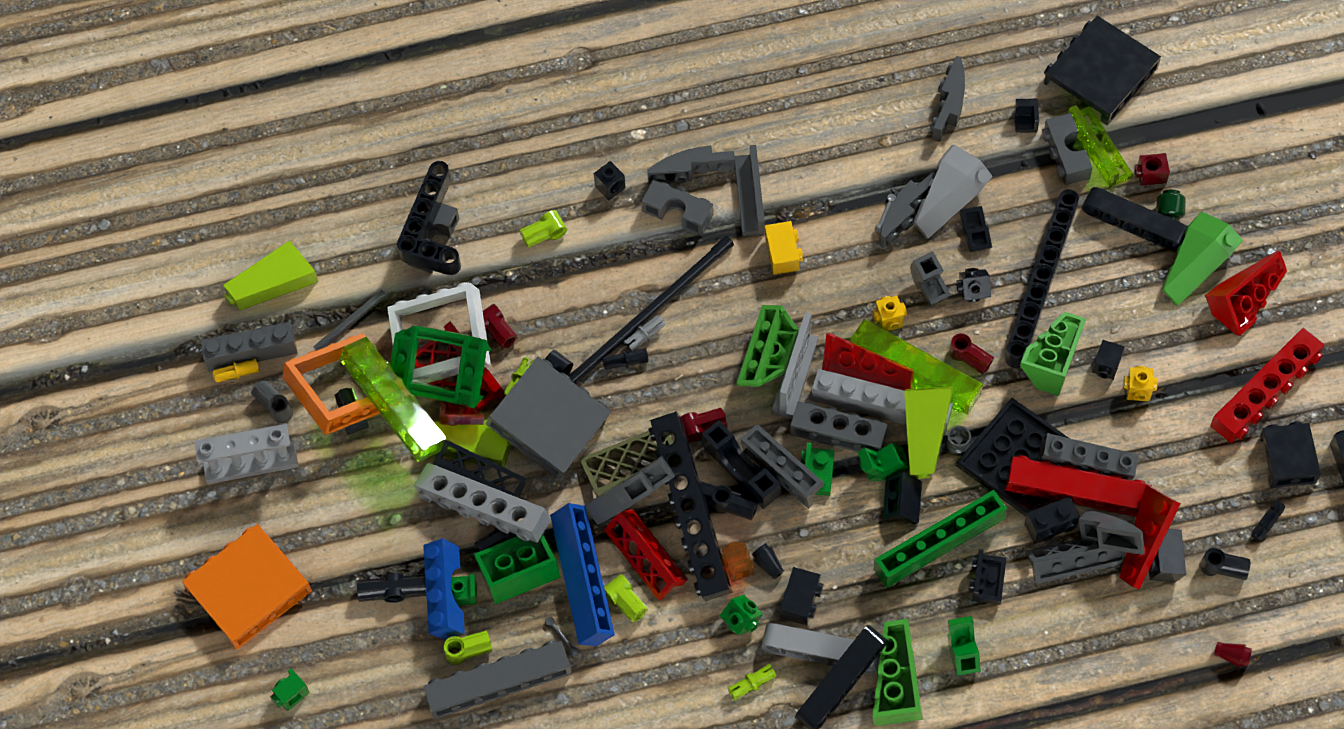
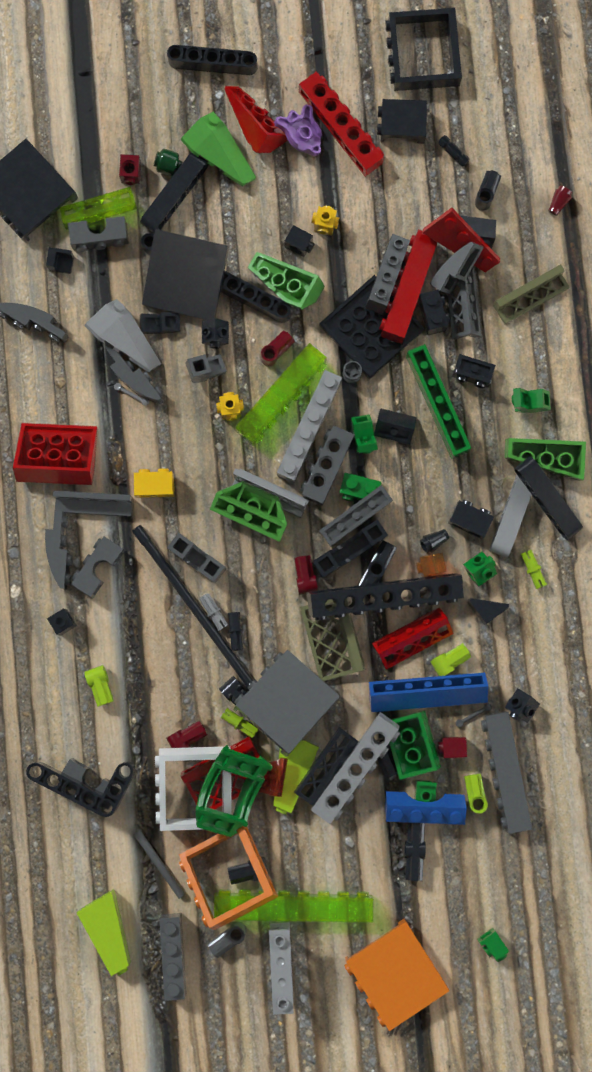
camera: 85 degrees left, 20 degrees up
(235, 370) = (192, 969): yellow axle -> none
(316, 477) = (300, 906): none -> clear neon green brick
(392, 399) = (255, 836): clear neon green brick -> none
(520, 614) = (453, 747): none -> dark red brick
(579, 684) = (522, 706): none -> black brick
(630, 490) = (371, 642): dark grey slope -> none
(690, 631) = (487, 610): none -> black slope
(699, 313) = (196, 558): none -> dark grey arch
(800, 146) = (55, 454): none -> red slope
(857, 362) = (277, 437): red wing -> none
(926, 423) = (342, 392): lime slope -> none
(1035, 240) = (185, 274): none -> black tile
(1110, 631) = (525, 290): none -> olive fence
(1246, 342) = (301, 130): none -> medium lavender tile
(1309, 244) = (205, 54): none -> black beam

